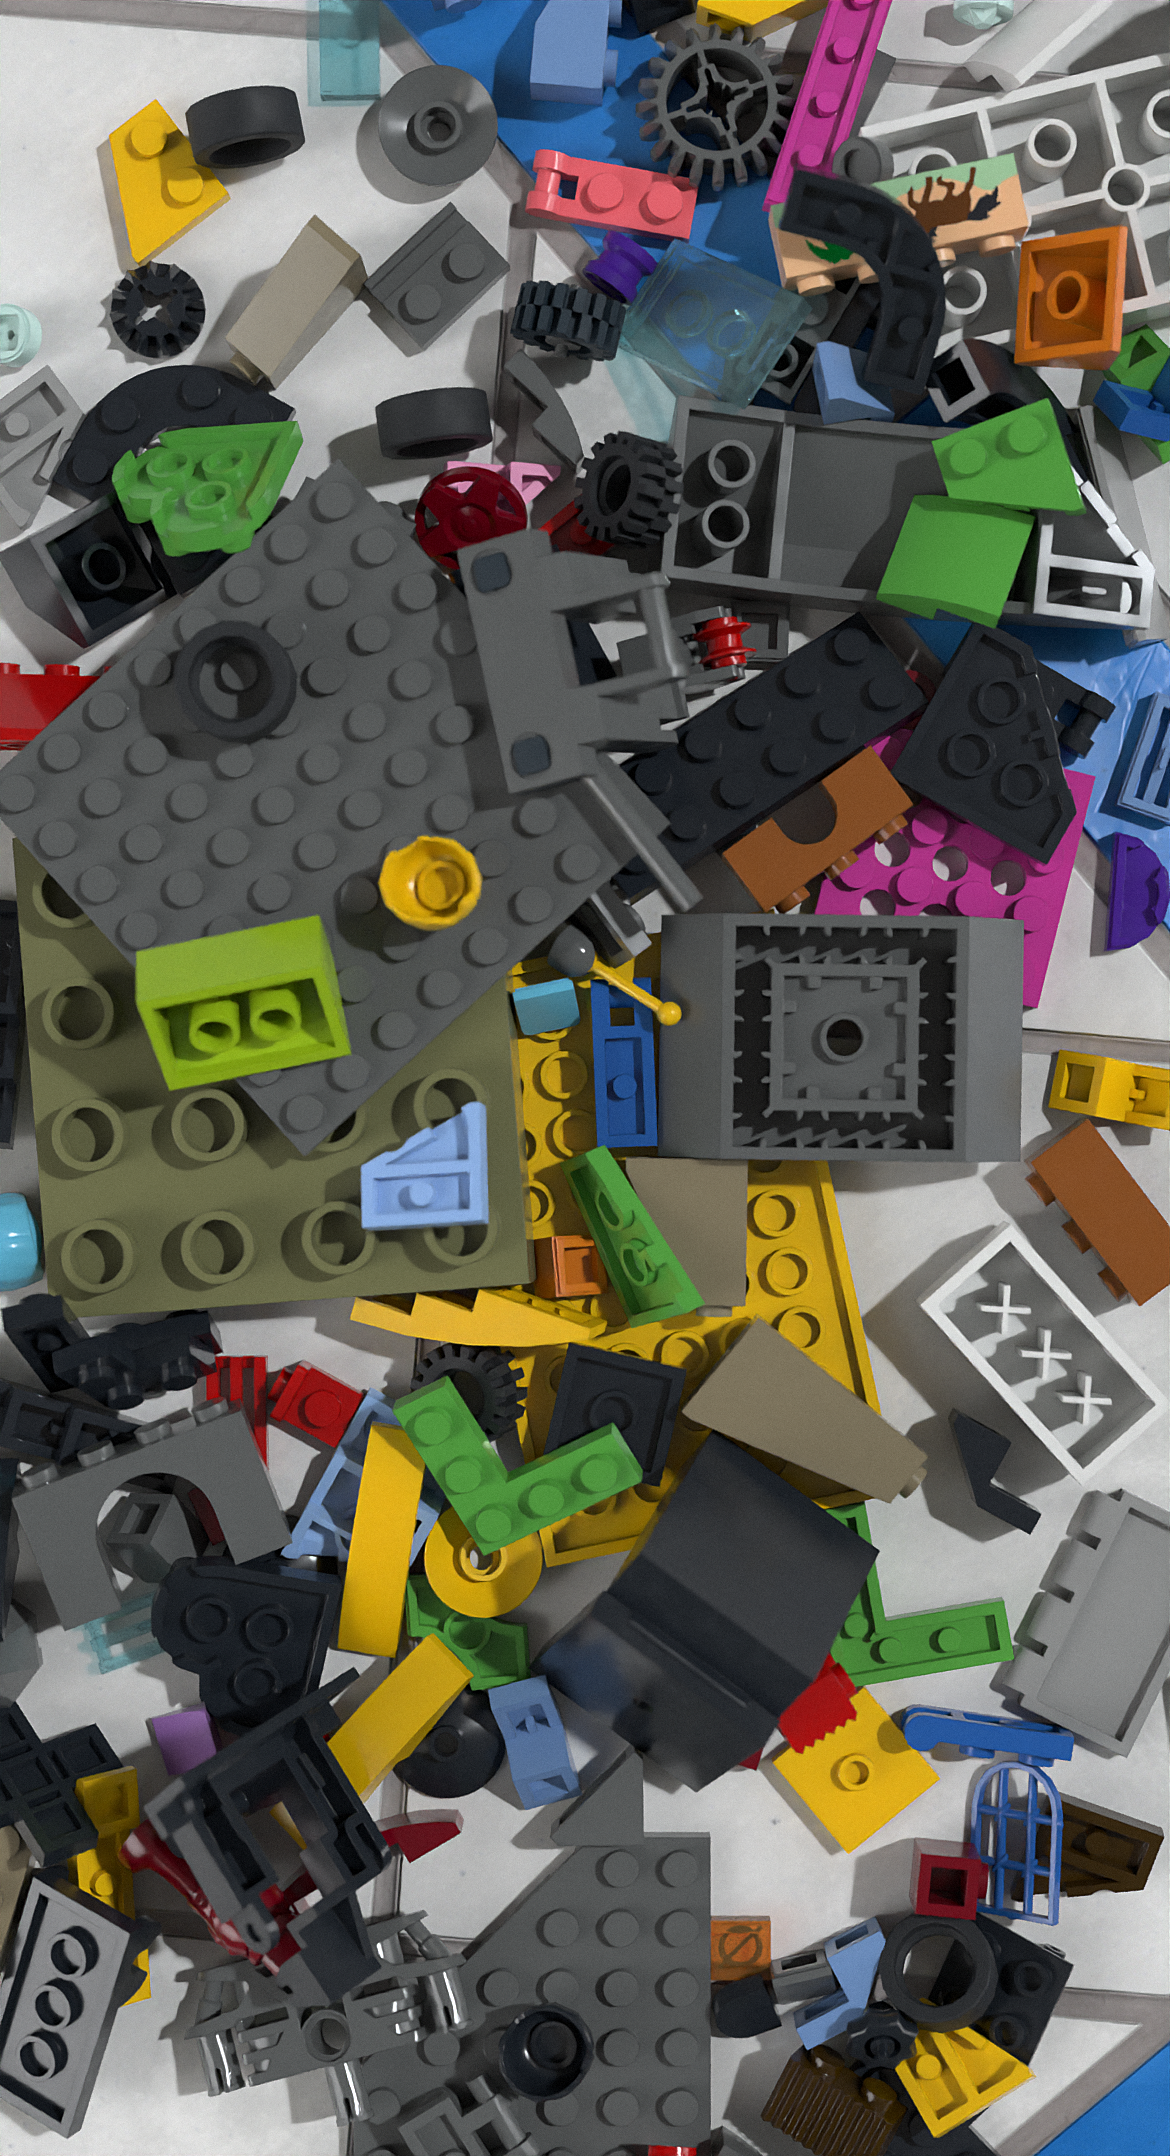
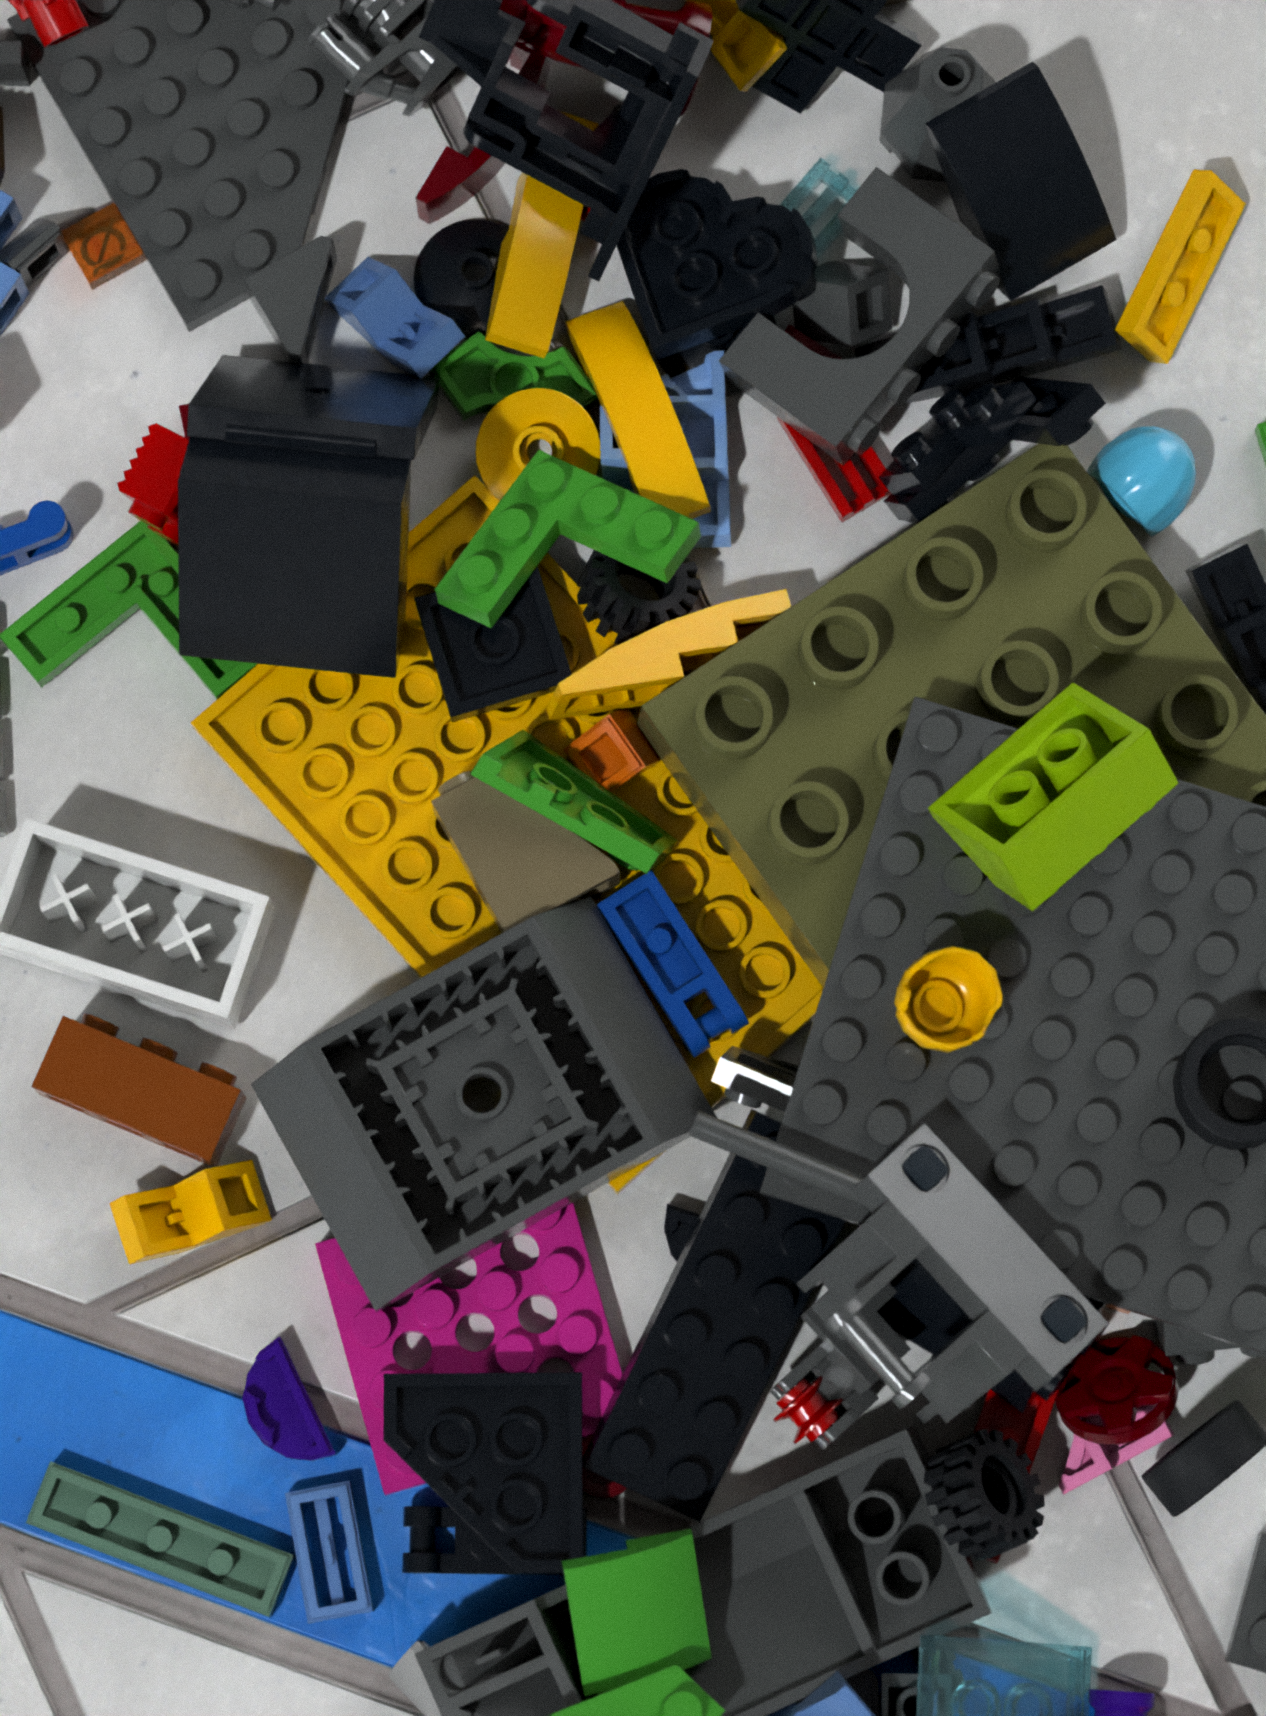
camera: 155 degrees right, 10 degrees down
(186, 1737) = (707, 146): medium lavender slope -> none
(314, 1402) = (773, 503): red bracket -> none
(432, 1178) = (787, 742): light blue wing -> none
(546, 1006) = (775, 975): medium azure slope -> none
(546, 2052) = (227, 51): black hair -> none
(554, 426) = (1091, 1528): dark grey slope -> none
(568, 320) = (1138, 1632): black wheel -> none
(578, 954) = (774, 1037): hinge -> none
(745, 2008) = (67, 195): black tile -> none
(768, 629) = (776, 1455): dark grey tile -> none
(795, 1409) = (320, 739): dark tan slope -> none
(858, 1774) = (80, 456): yellow plate -> none
(864, 805) = (634, 1224): dark orange arch -> none
(980, 1456) = (135, 803): black slope -> none

